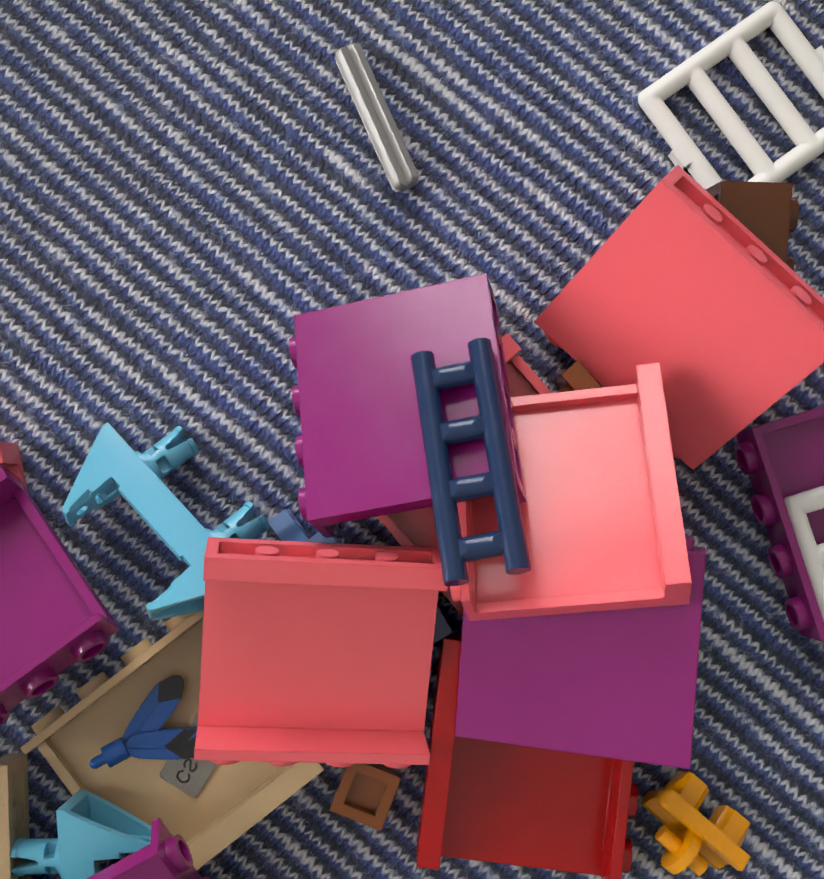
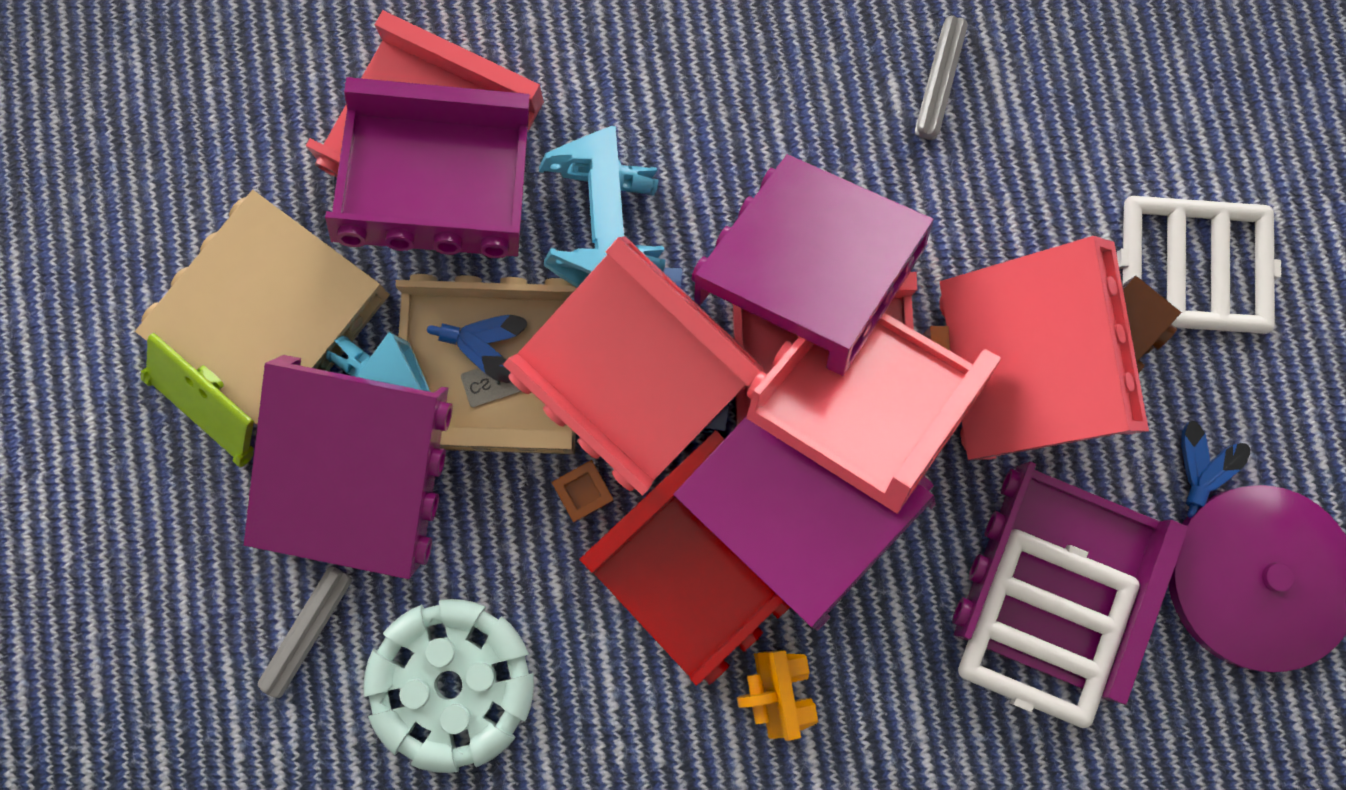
camera: 45 degrees right, 5 degrees down
(497, 482) = (837, 337): dark blue bar -> none

